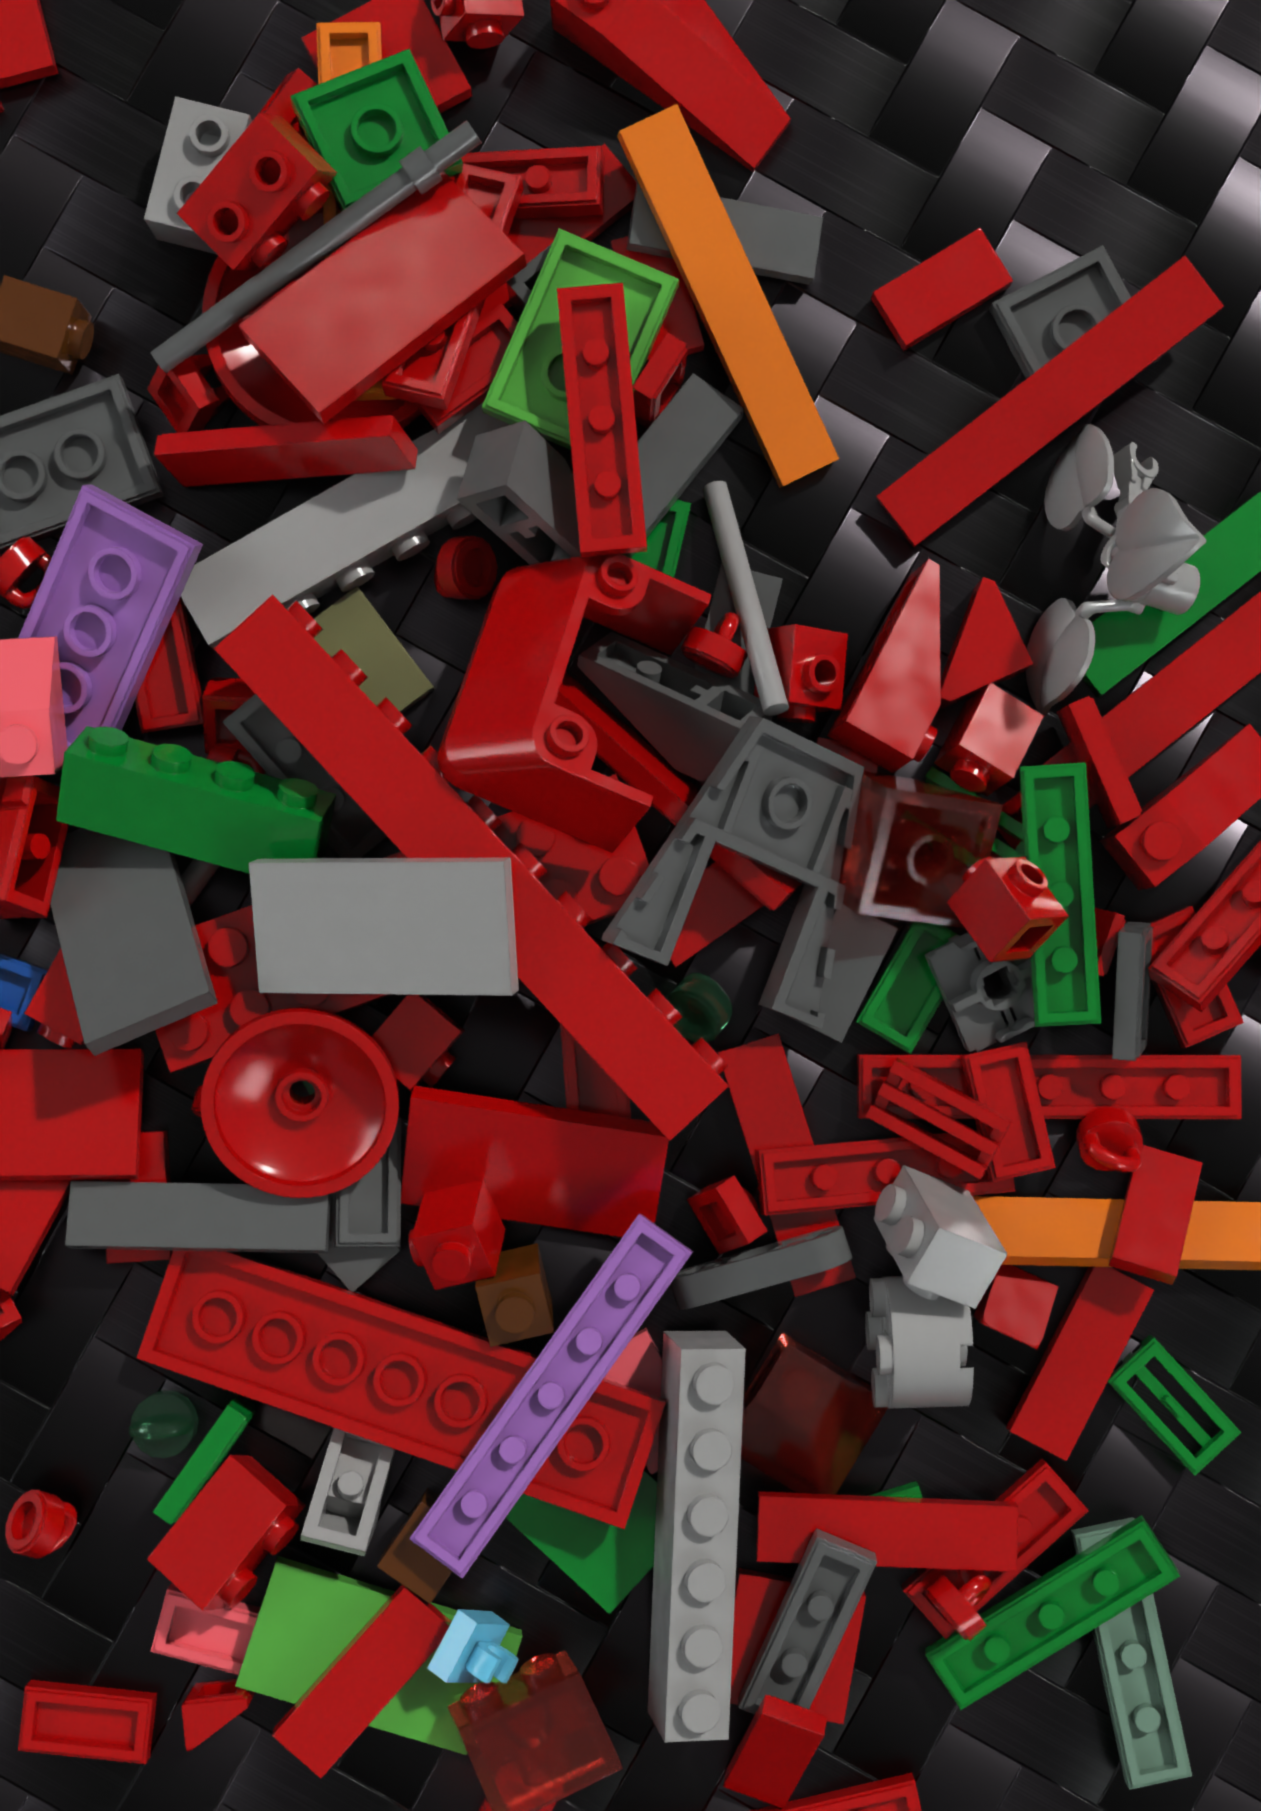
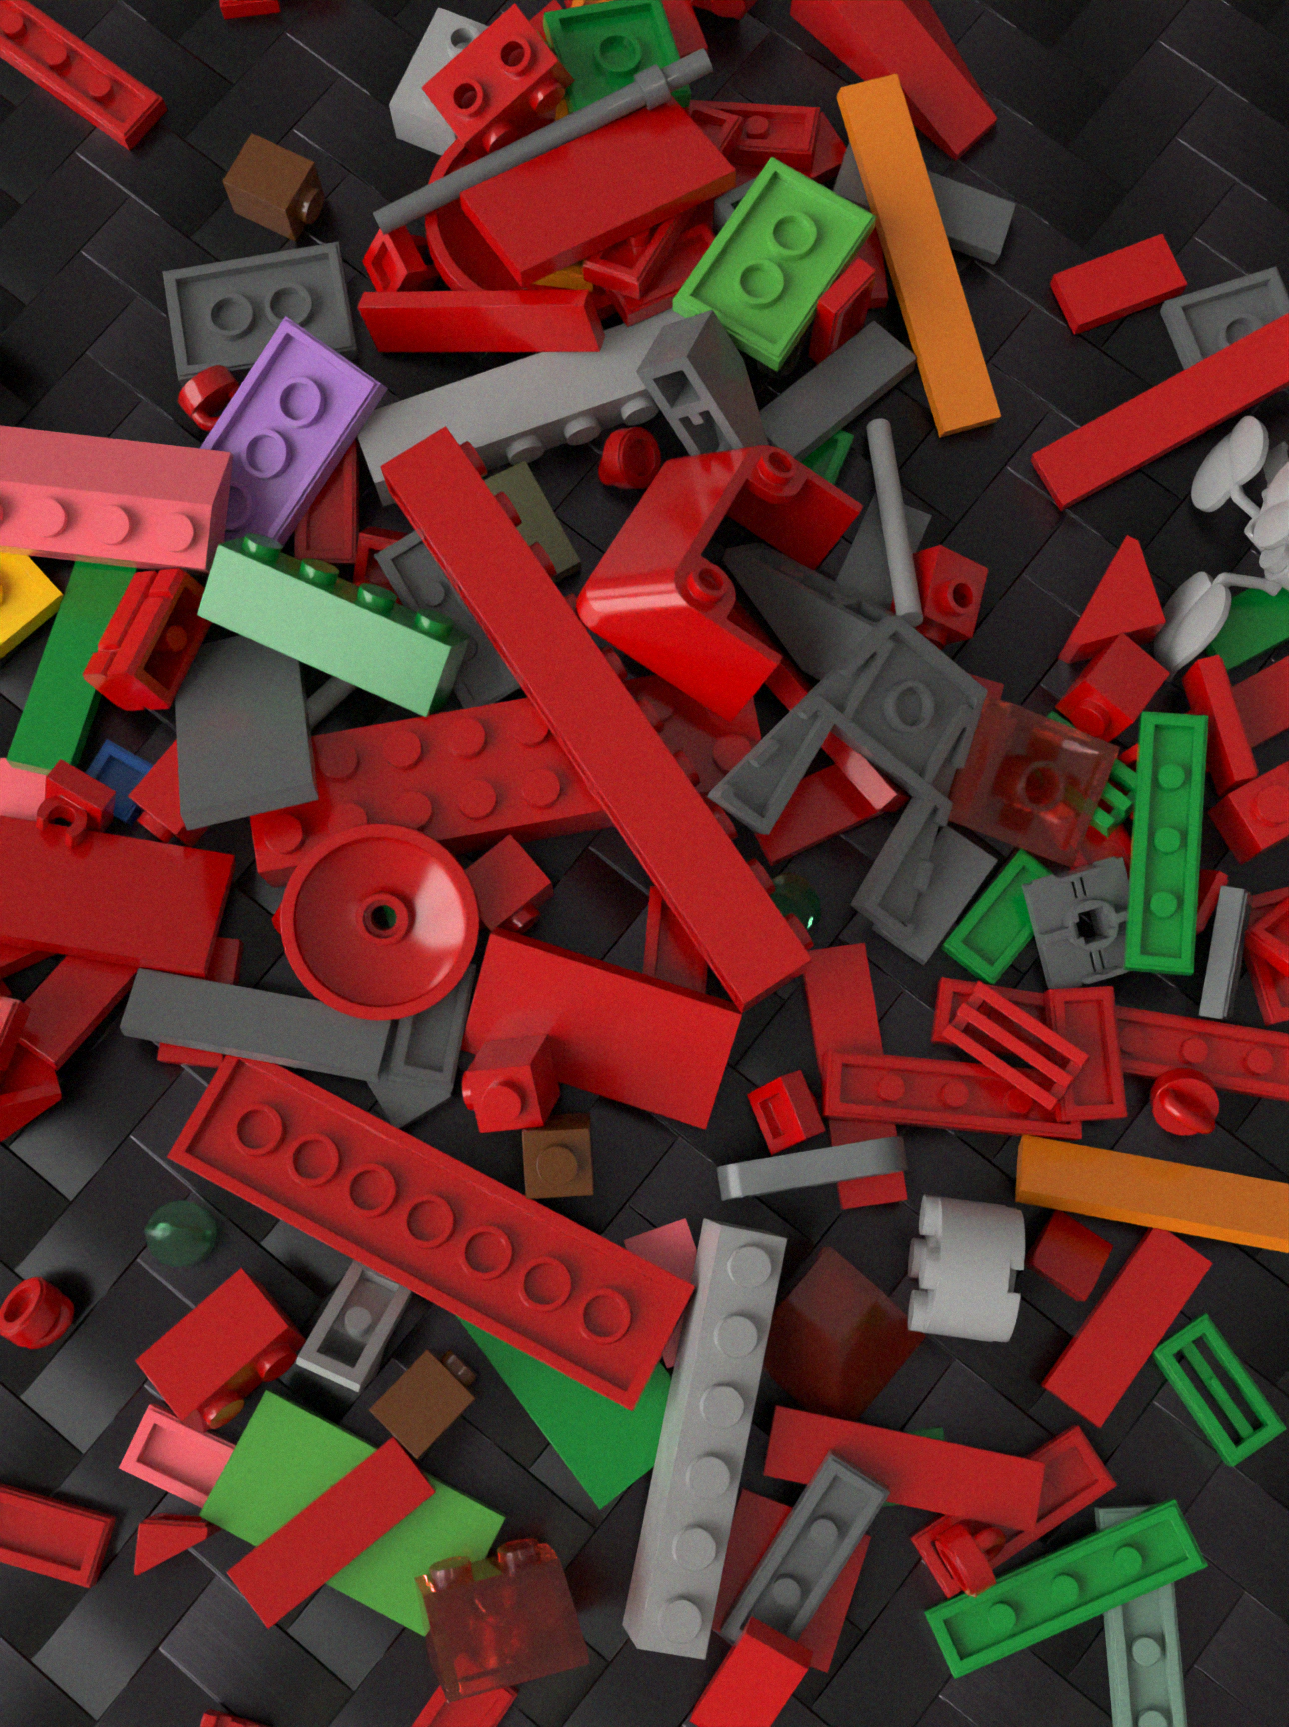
camera: 10 degrees right, 10 degrees down
(206, 1459) = (235, 1252): green tile -> none
(385, 926) = (497, 750): light grey tile -> none
(473, 1649) = (452, 1515): medium azure tile -> none
(551, 1395) = (577, 1259): medium lavender tile -> none
(601, 420) = (785, 323): red plate -> none
(715, 649) = (858, 563): red tile -> none
(900, 682) = (1032, 624): slope -> none
(938, 1238) = (1000, 1160): light grey brick -> none
(1007, 907) = (1114, 840): red brick -> none
(1156, 1215) = (1224, 1183): red tile -> none

